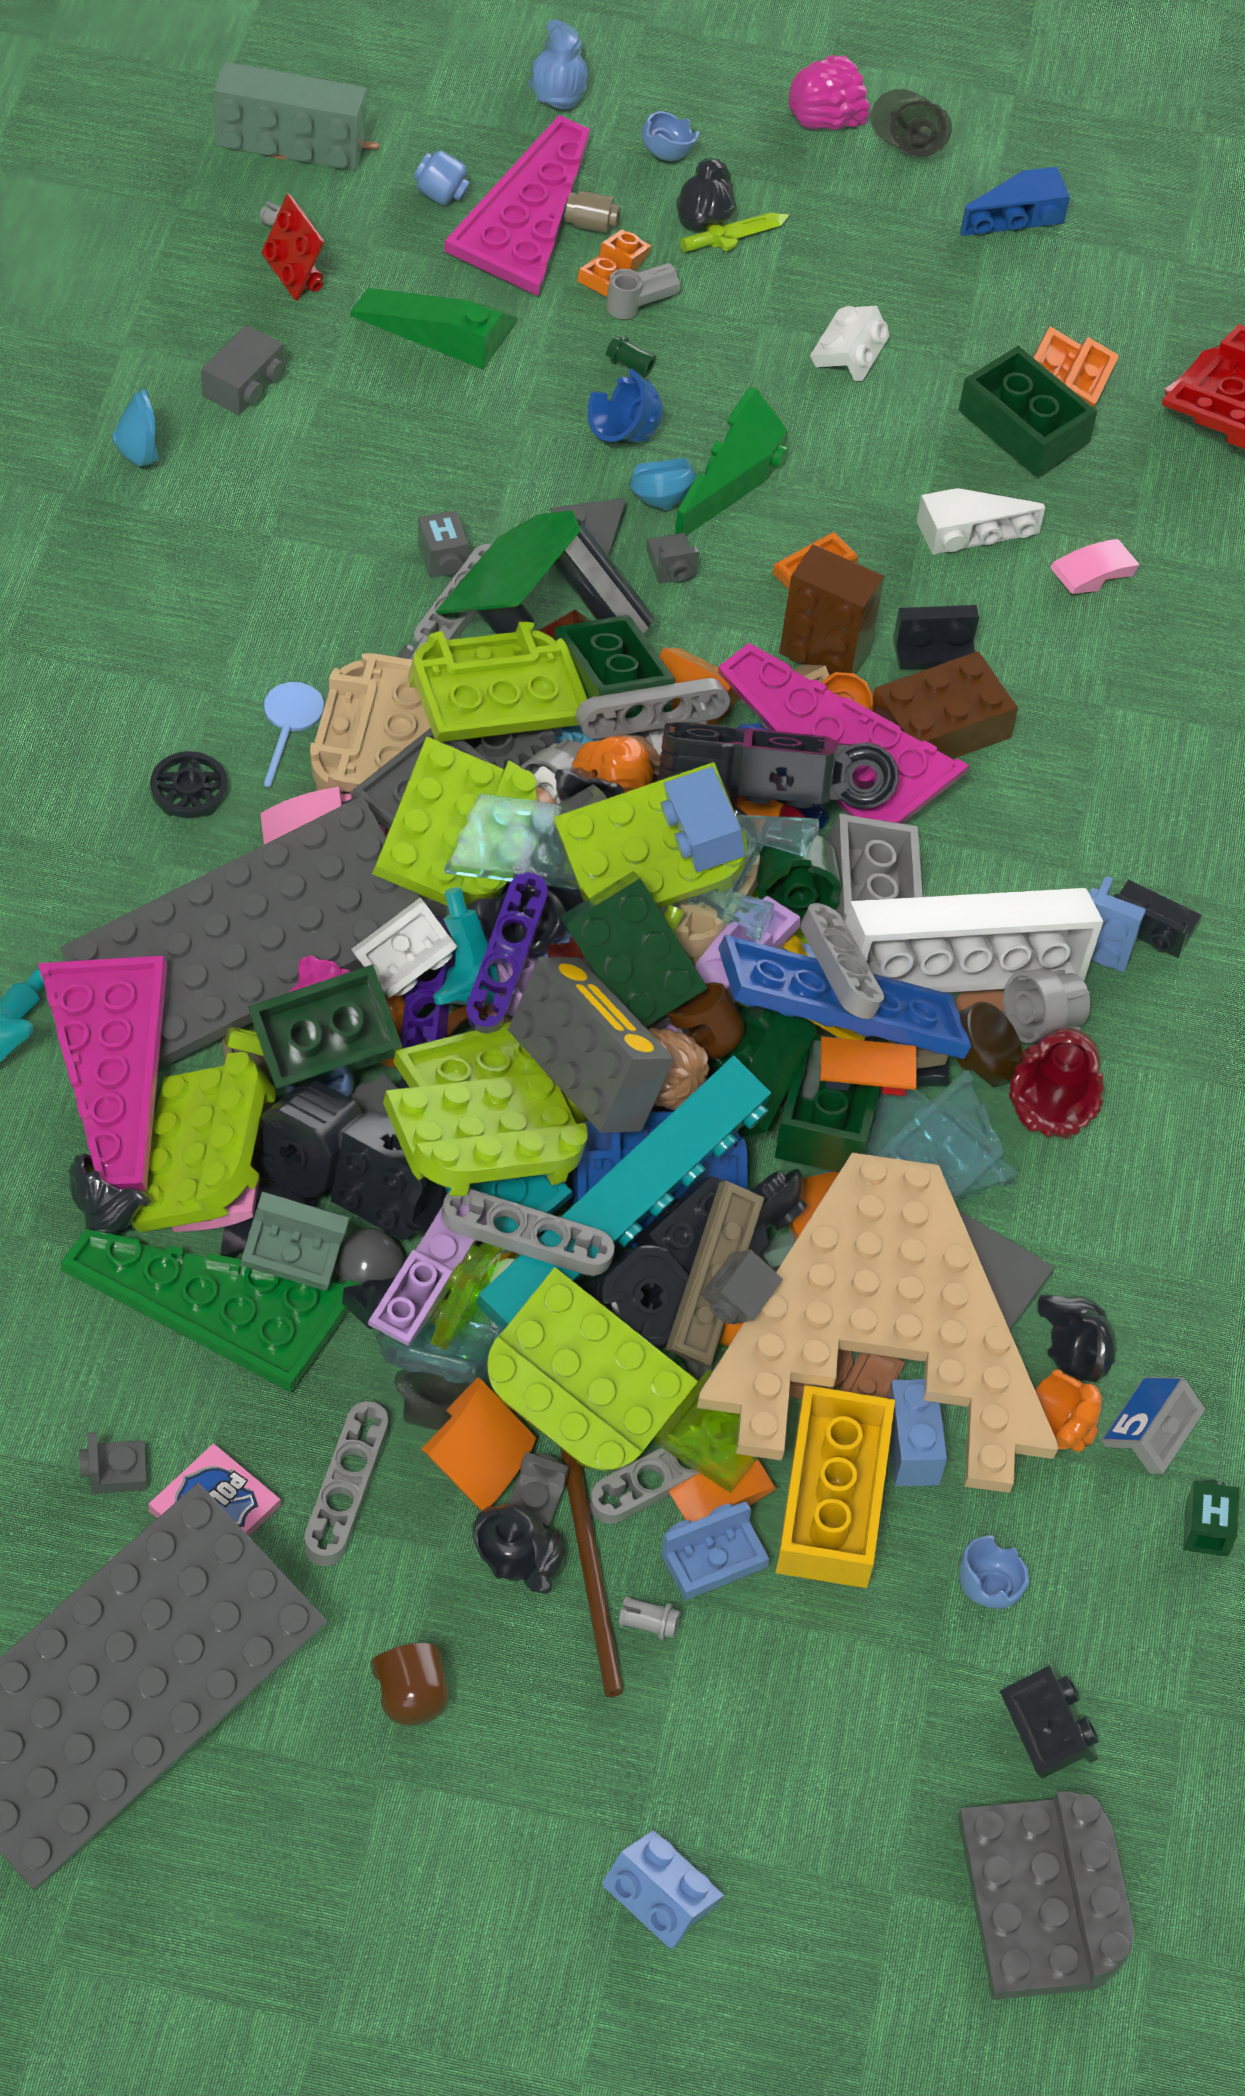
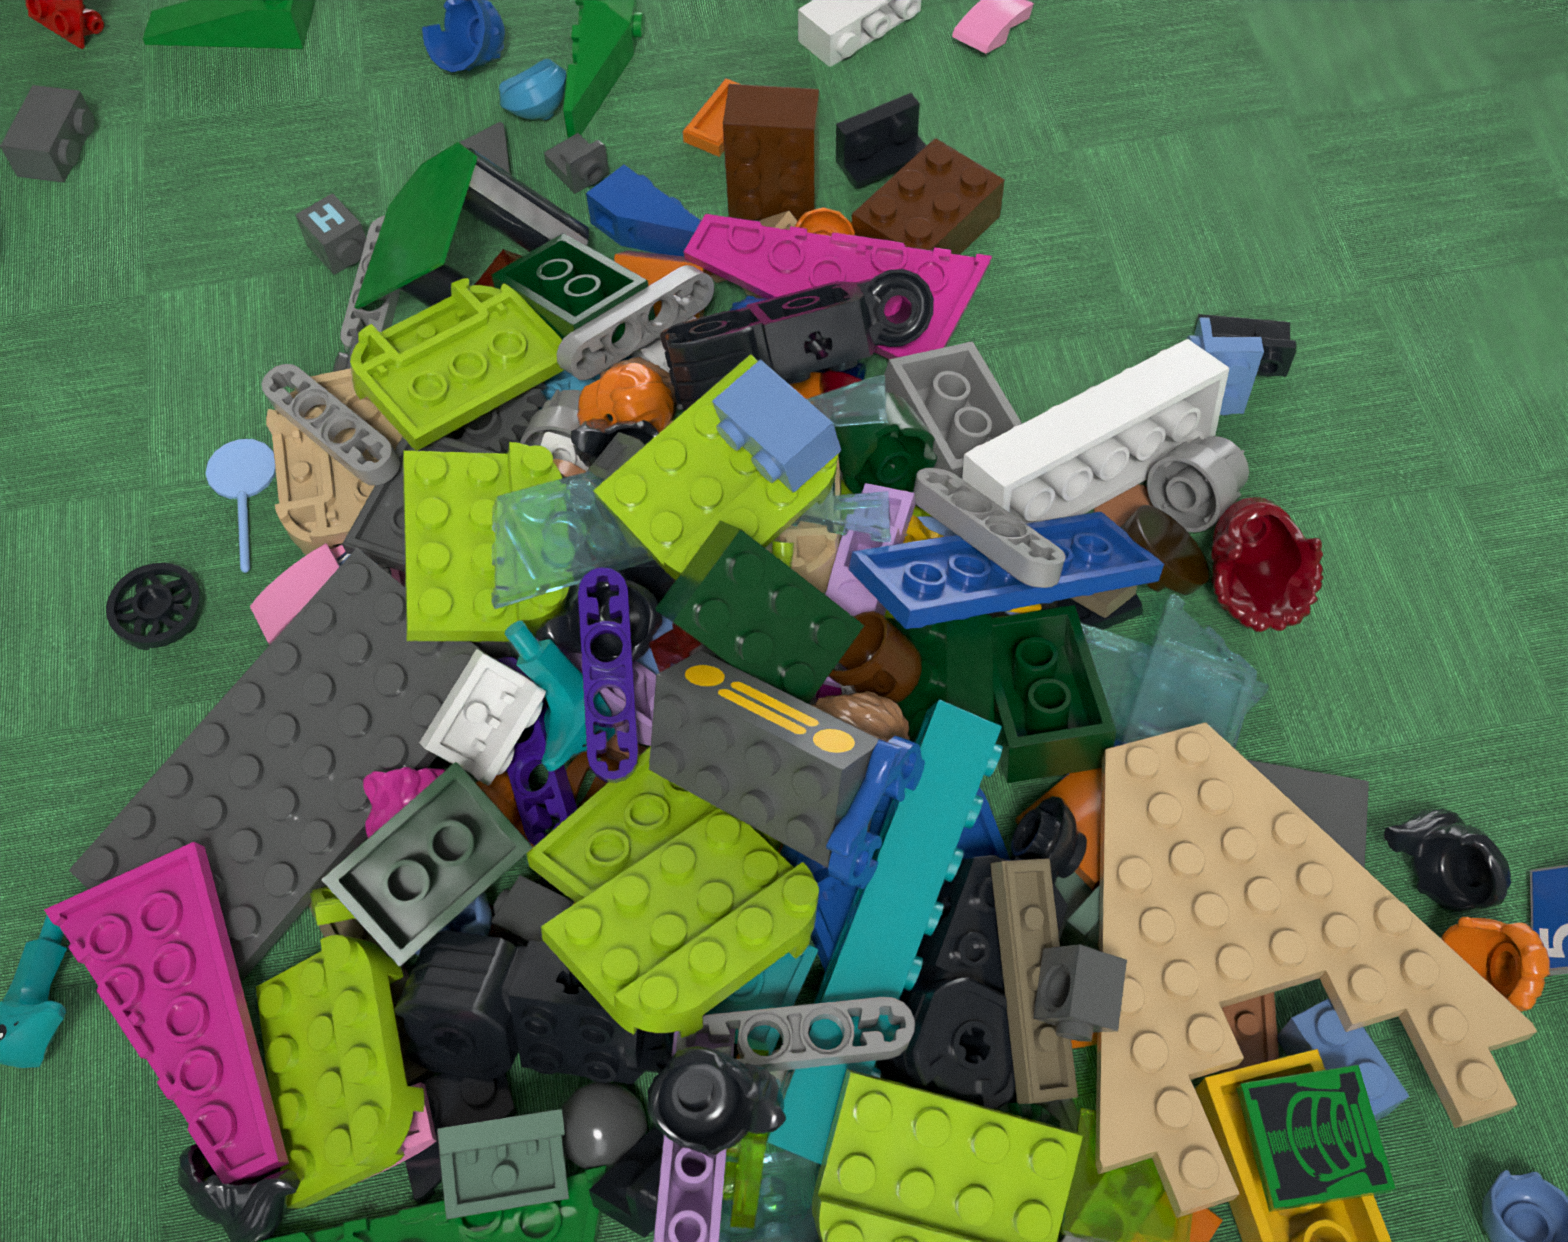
camera: 15 degrees left, 5 degrees up
(373, 698) = (330, 423): none -> light grey beam
(452, 1234) = (713, 1100): none -> black hair
(672, 1082) = (889, 771): none -> blue helmet
(701, 621) = (639, 214): none -> blue slope
(858, 1446) = (1315, 1138): none -> tile
(868, 1064) = (1070, 635): orange piece -> none

